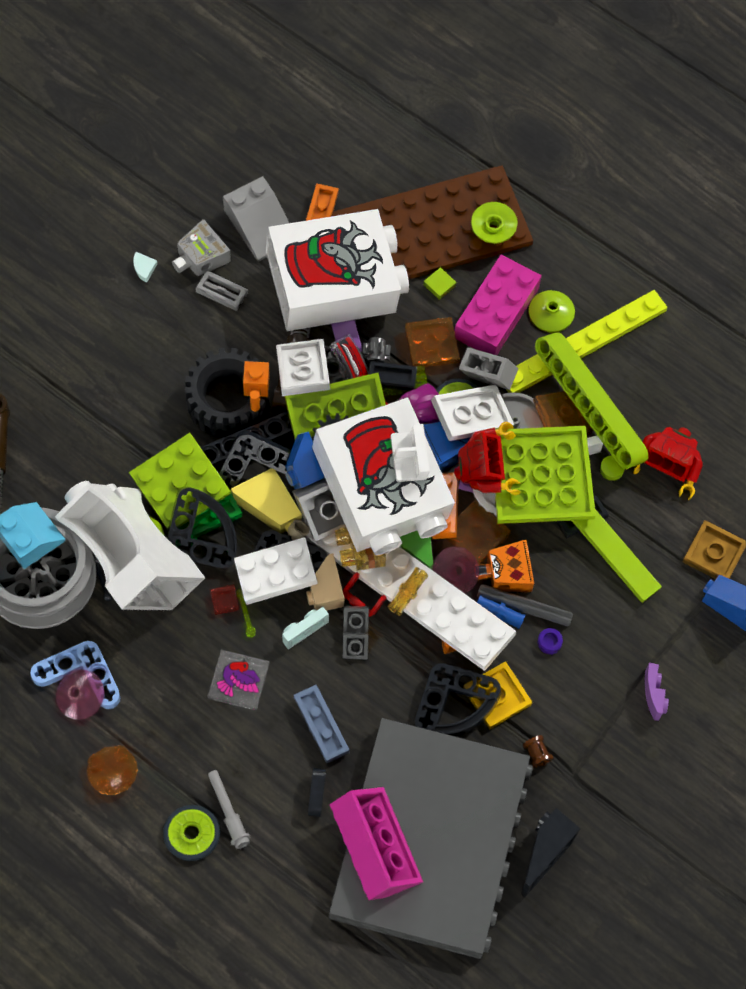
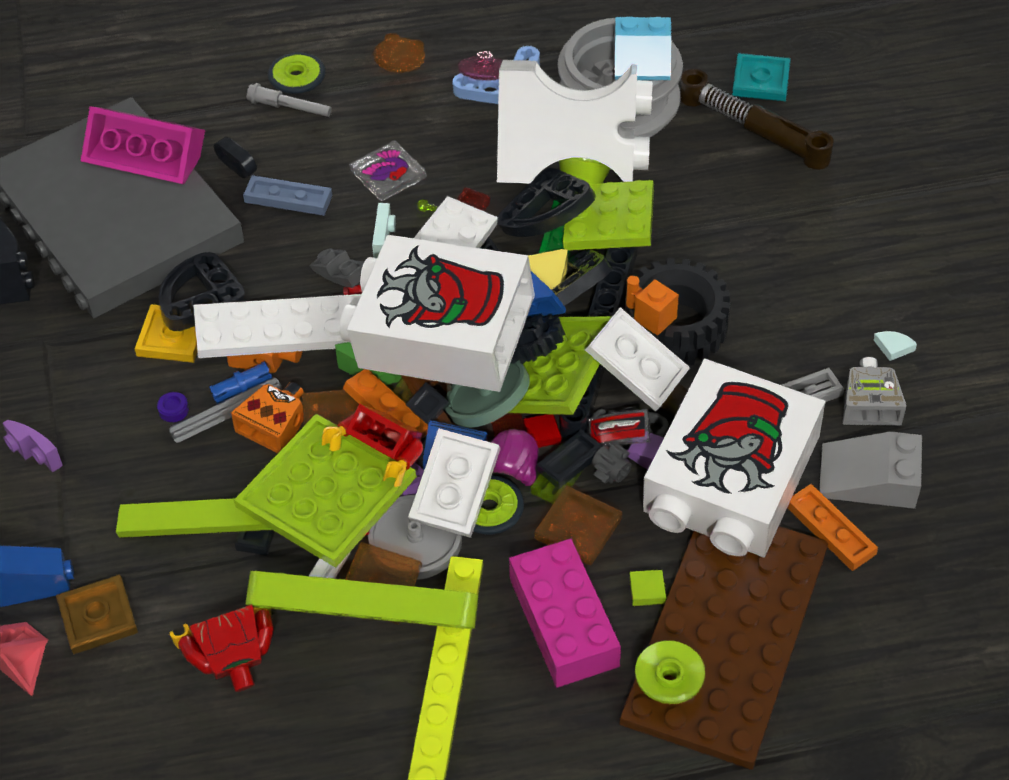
camera: 135 degrees right, 15 degrees down
(408, 591) = (324, 297): clear yellow pin -> none
(410, 454) = (425, 312): white panel -> none
(447, 563) = (313, 373): clear pink dish -> none
(488, 368) = (491, 536): light grey brick -> none
(538, 751) = (89, 321): reddish brown bush -> none
(548, 319) = (519, 689): lime dish -> none

